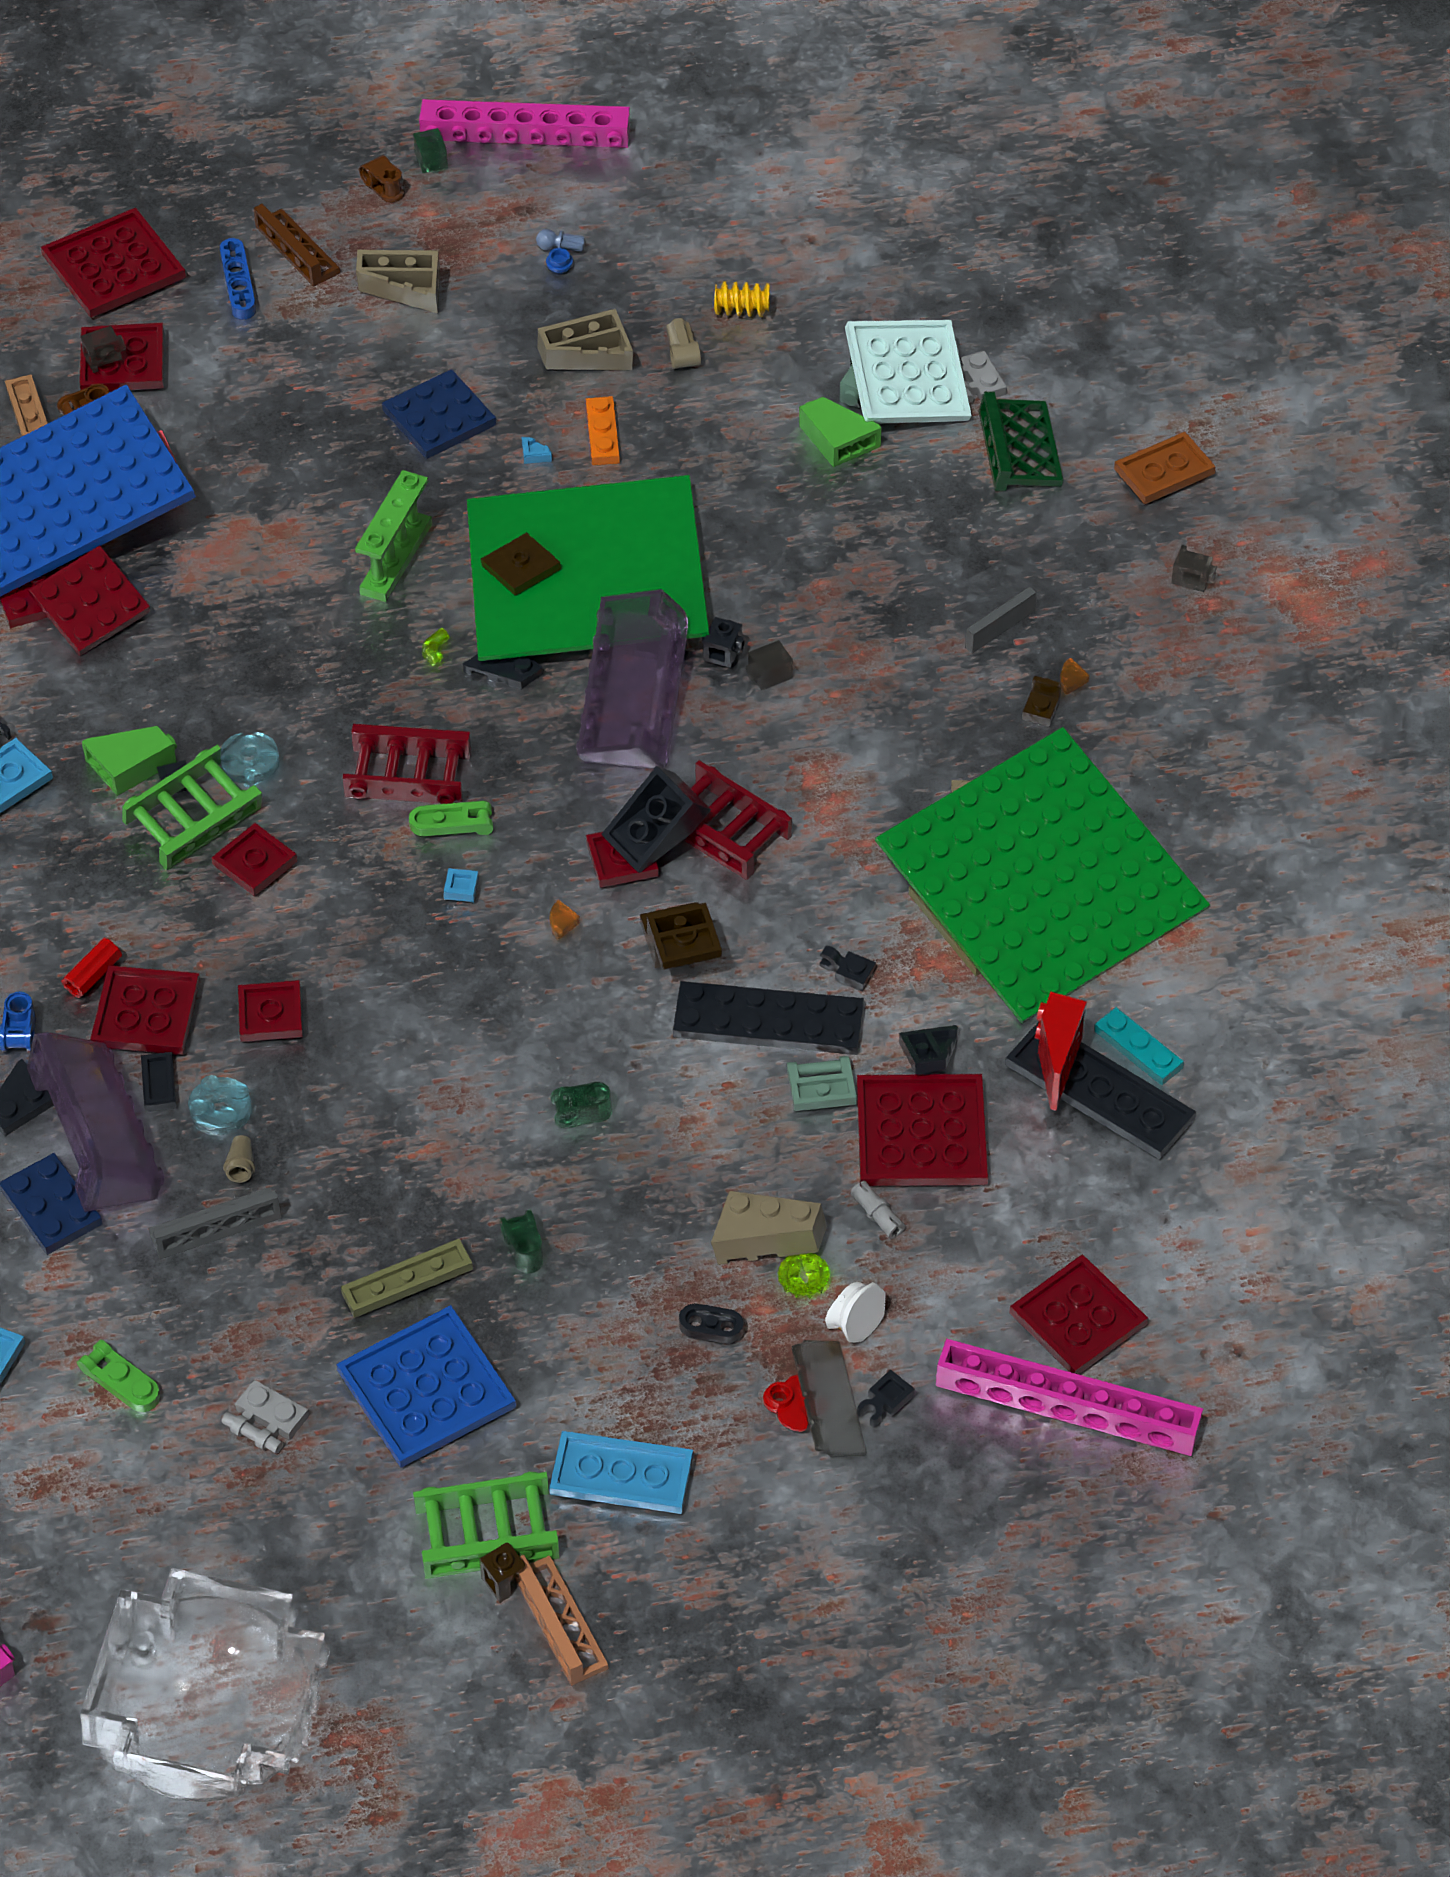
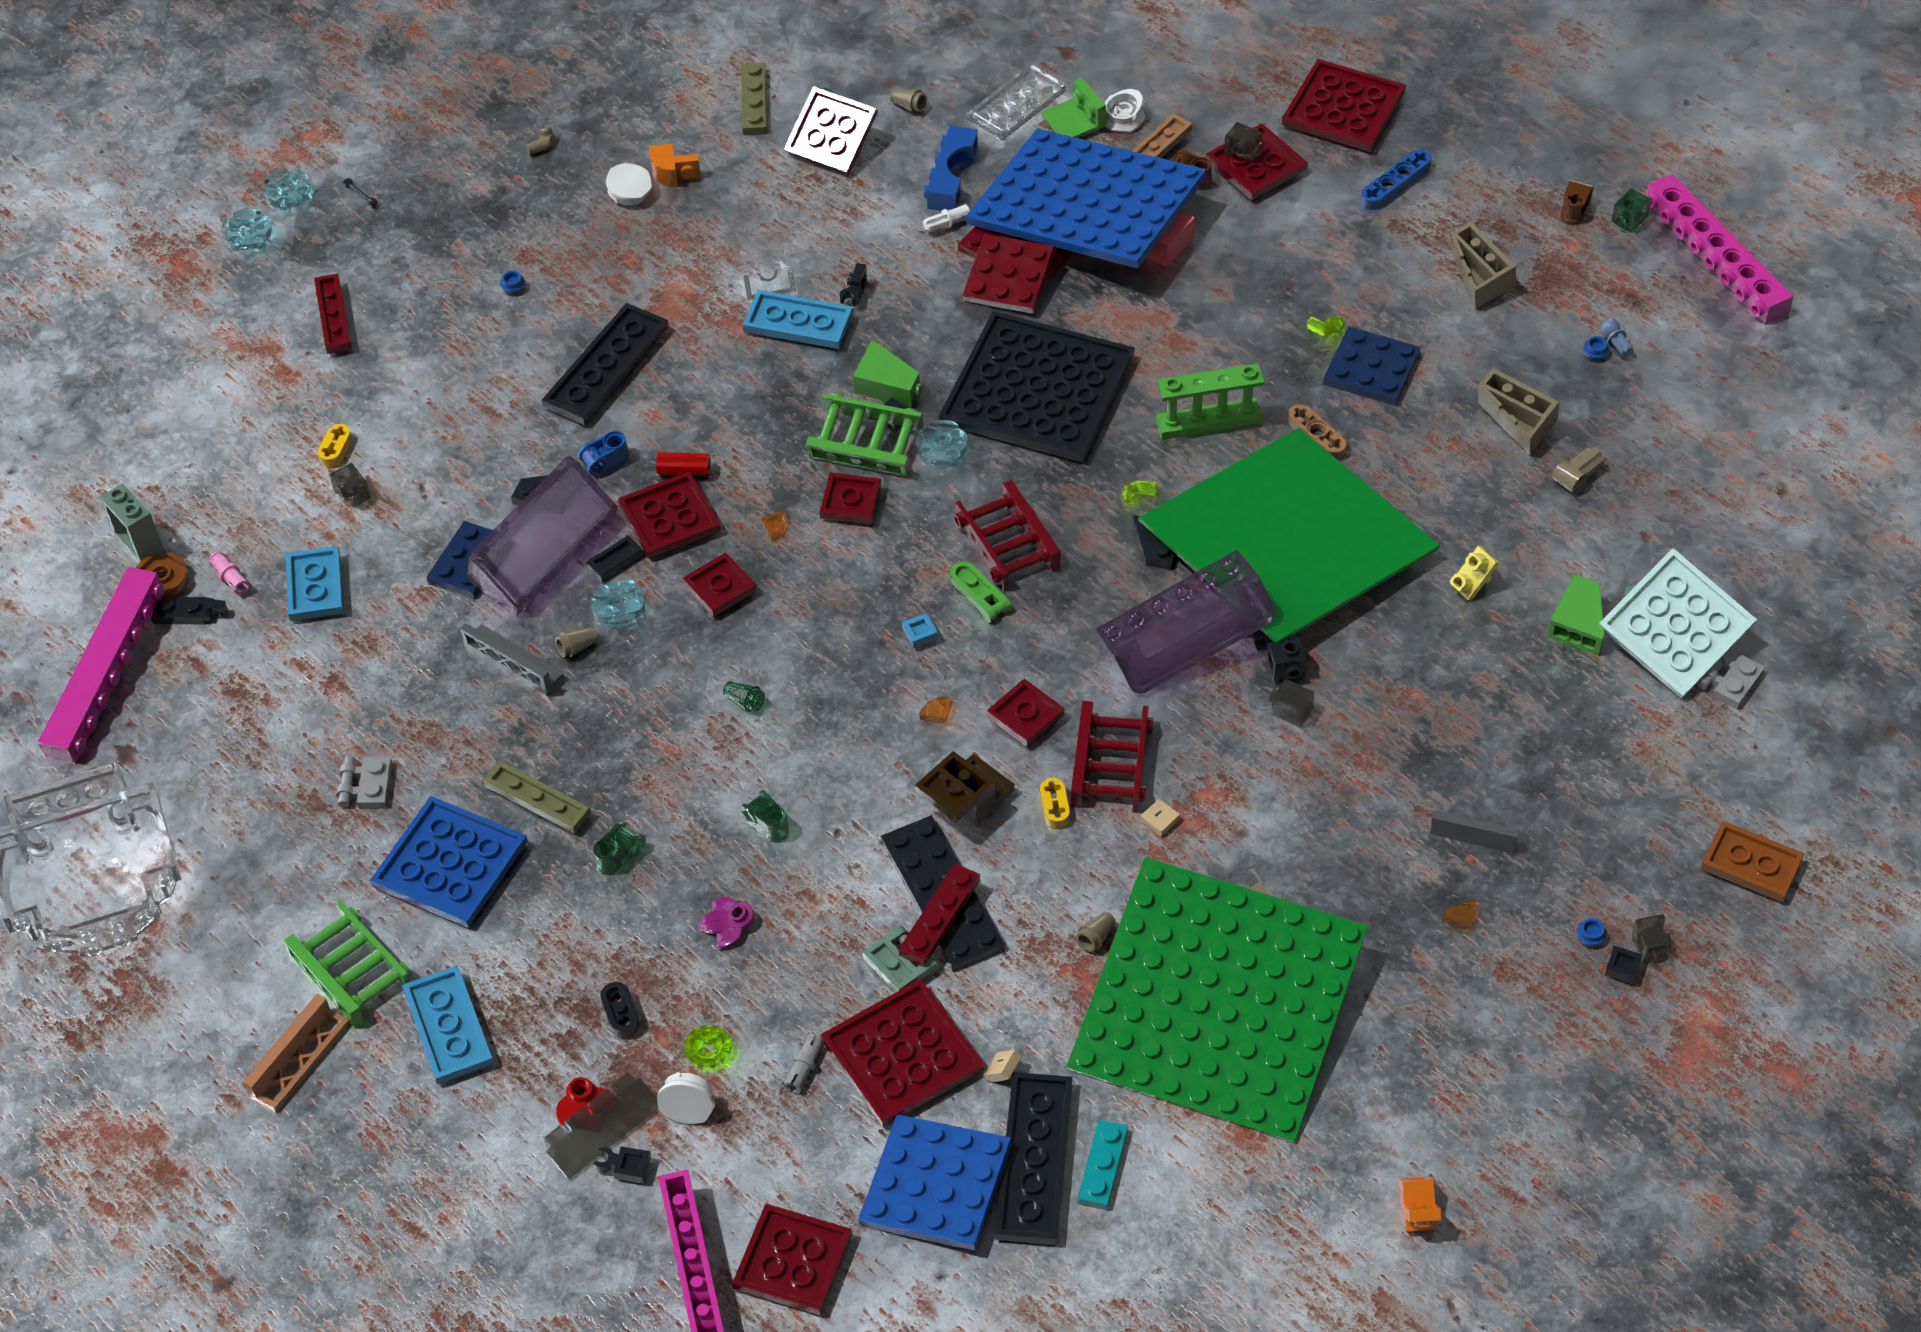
camera: 60 degrees right, 0 degrees up
(120, 1378) = (347, 682): bright green plate -> none
(230, 935) = (774, 525): none -> clear orange tile
(244, 653) = (1037, 385): none -> black plate
(295, 250) = (1454, 191): reddish brown fence -> none
(367, 418) = (1326, 327): none -> clear neon green arm
(423, 1055) = (747, 696): none -> clear green cone
(460, 486) = (1313, 422): none -> medium nougat beam
(499, 1568) = (306, 991): dark brown bracket -> none
(521, 564) = (1252, 491): dark brown plate -> none
(535, 452) = (1386, 441): dark azure tile -> none
(602, 430) = (1446, 470): orange plate -> none
(655, 819) = (1062, 708): black slope -> none
(672, 1196) = (725, 922): none -> magenta plate
(737, 887) = (1059, 802): none -> yellow beam
(739, 469) = (1474, 573): none -> light yellow hips
(742, 299) = (1660, 477): yellow piece -> none
(765, 1226) = (724, 993): dark tan wedge -> none
(802, 1025) = (939, 915): none -> dark red plate
(813, 821) = (1160, 817): none -> tan tile
(850, 970) = (1030, 922): black plate -> none
(902, 928) = (1093, 933): none -> dark tan cone
(929, 1048) = (983, 1014): black wing -> none
(991, 1063) = (1002, 1066): none -> tan tile
(999, 442) = (1675, 723): dark green fence -> none
(1042, 701) = (1412, 908): dark brown bracket -> none
(1059, 1038) = (1030, 1098): red slope -> none
(1076, 1170) = (935, 1182): none -> blue plate
(1154, 603) = (1591, 932): none -> blue plate
(1201, 600) = (1623, 964): none -> black plate
(1332, 853) = (1418, 1203): none -> orange brick

